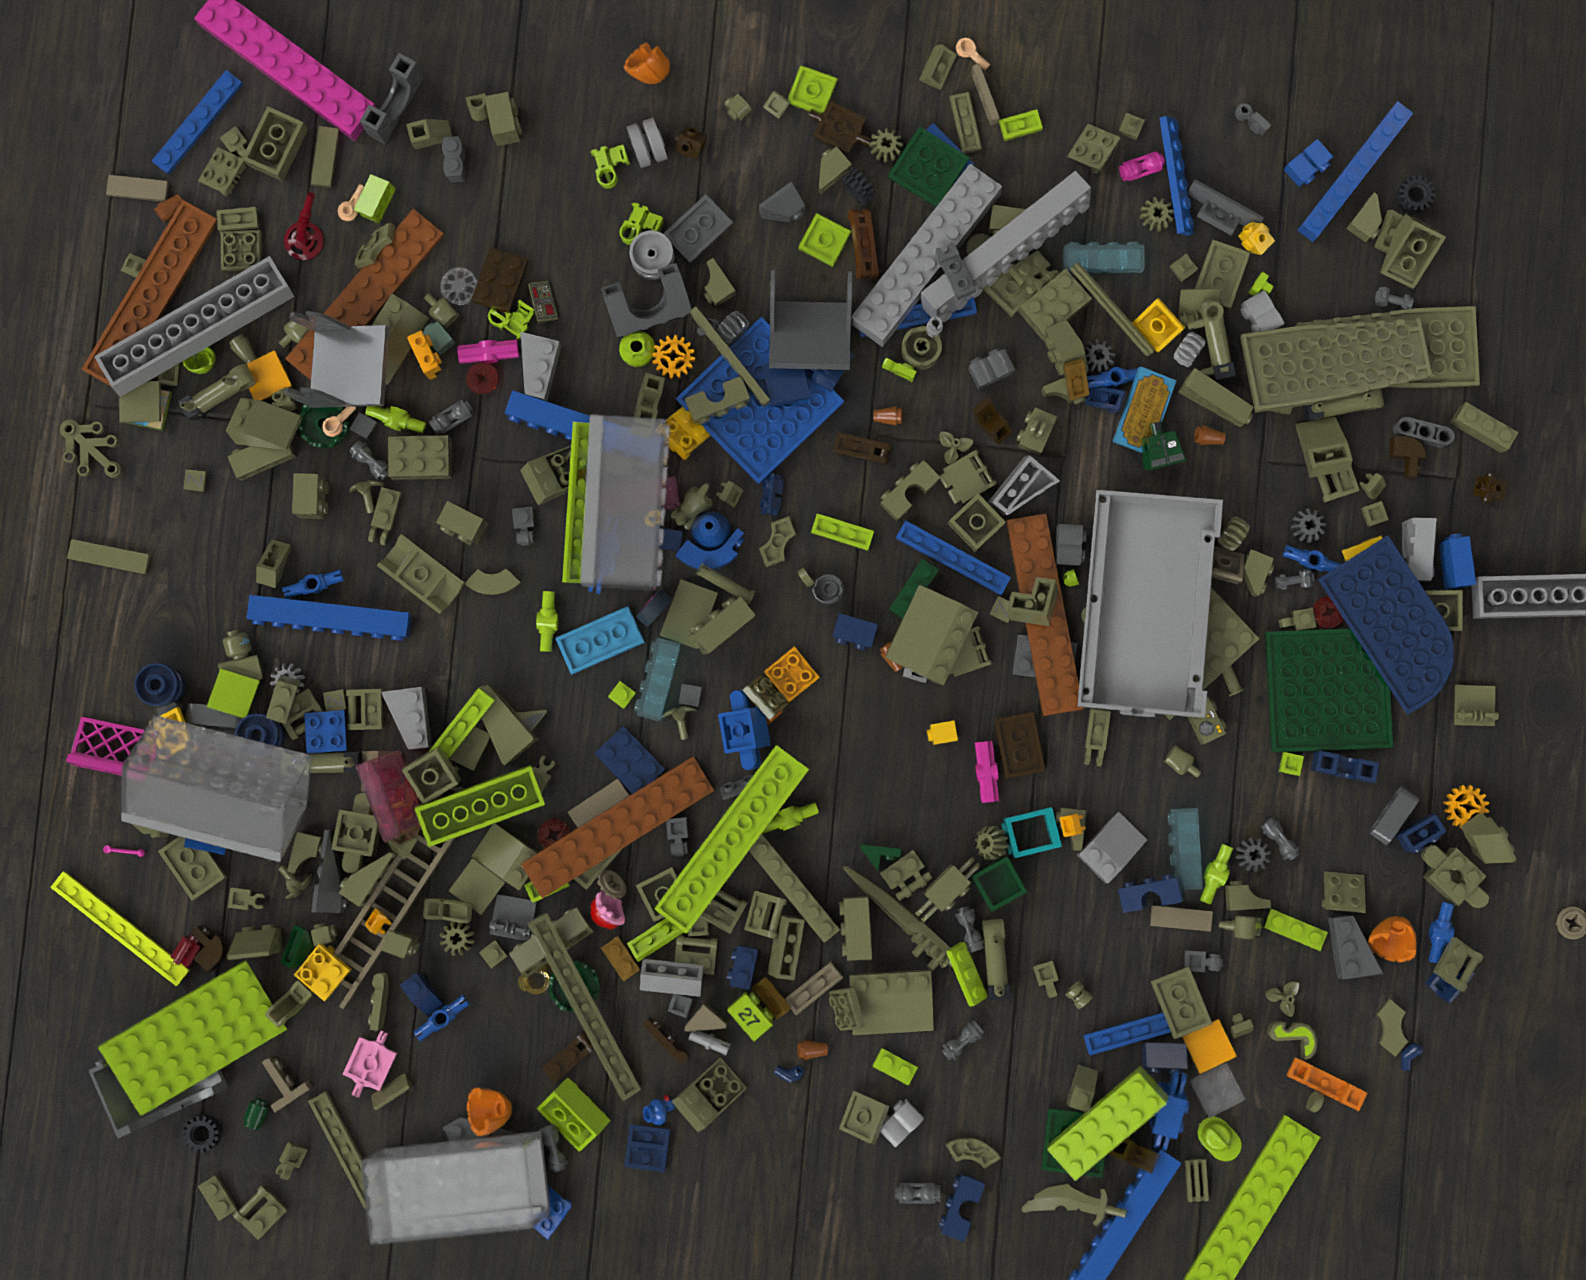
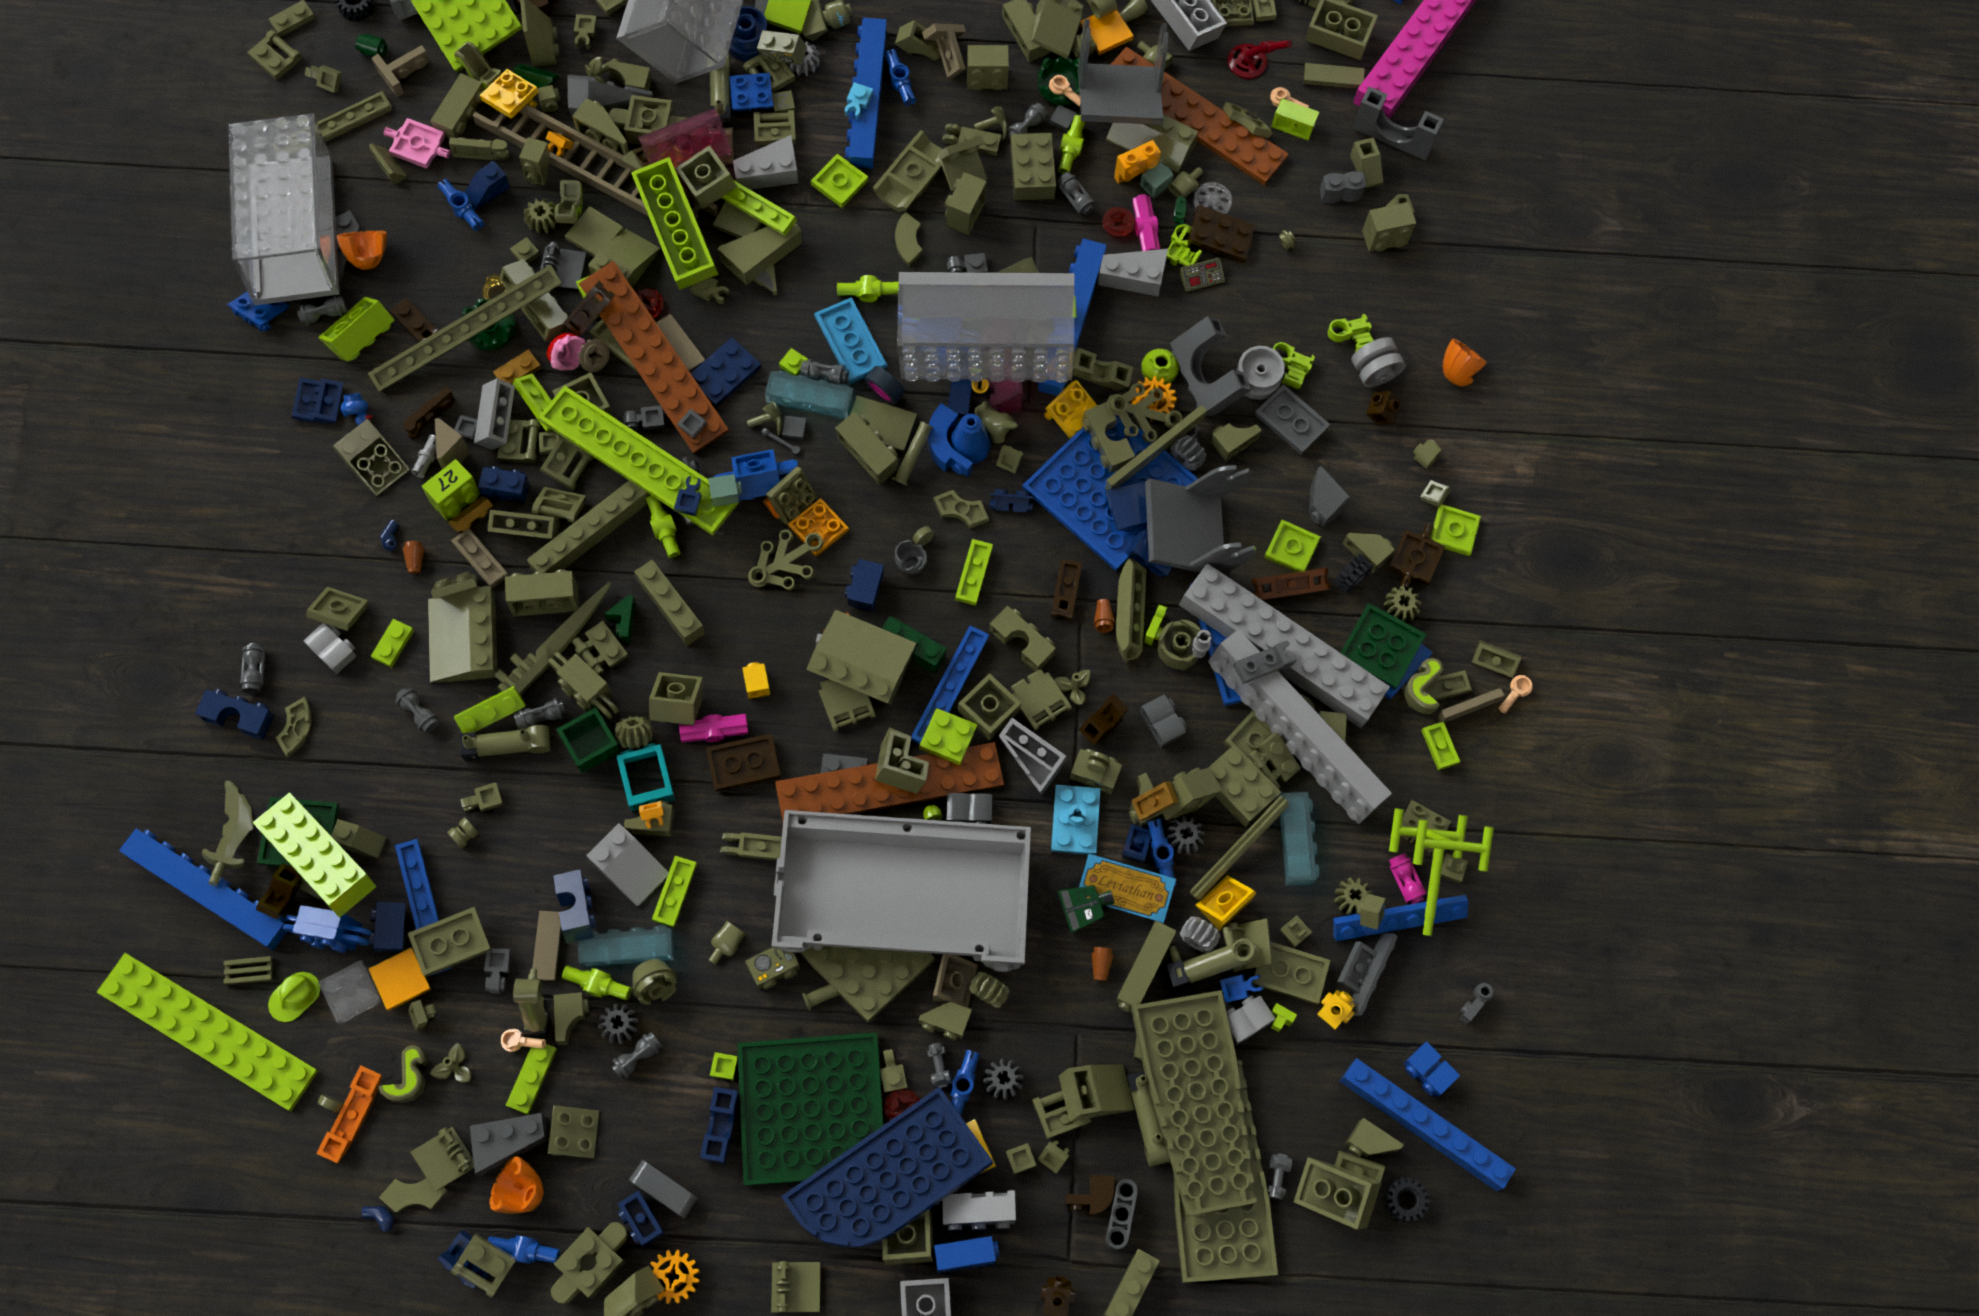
camera: 80 degrees right, 15 degrees down
(283, 534) = (946, 39): none -> dark tan bracket
(331, 1023) = (458, 106): none -> olive brick
(342, 624) = (858, 98): none -> medium azure plate
(416, 525) = (960, 159): none -> olive bracket
(427, 646) = (839, 180): none -> lime plate
(474, 318) = (1179, 211): none -> dark green piece
(508, 217) = (1287, 239): none -> olive plate
(572, 887) = (588, 309): none -> dark brown plate
(634, 673) = (814, 370): none -> dark grey piece
(689, 789) = (692, 423): none -> dark grey tile
(693, 367) = (1140, 411): none -> olive plant
(712, 694) = (795, 449): none -> dark grey hinge
(771, 756) = (724, 490): none -> sand green brick
(779, 790) = (688, 500): none -> dark blue plate
(828, 707) = (783, 562): none -> olive plant
(866, 811) = (669, 602): none -> olive brick
(884, 390) = (1131, 610): none -> olive brick
(962, 804) = (676, 698): none -> olive brick
(965, 136) = (1418, 683): none -> olive animal
(1004, 560) = (948, 736): none -> lime plate
(1078, 452) = (1075, 820): none -> medium azure plate
(1128, 132) = (1439, 841): none -> lime piece
(1136, 806) = (674, 891): none -> lime plate
(1177, 199) = (1371, 911): none -> olive plate
(1218, 824) = (653, 981): none -> olive cone
(1235, 320) = (1237, 988): none -> blue plate
(1264, 945) = (513, 1040): none -> light nougat plate
(1364, 1002) = (443, 1158): none -> olive hinge

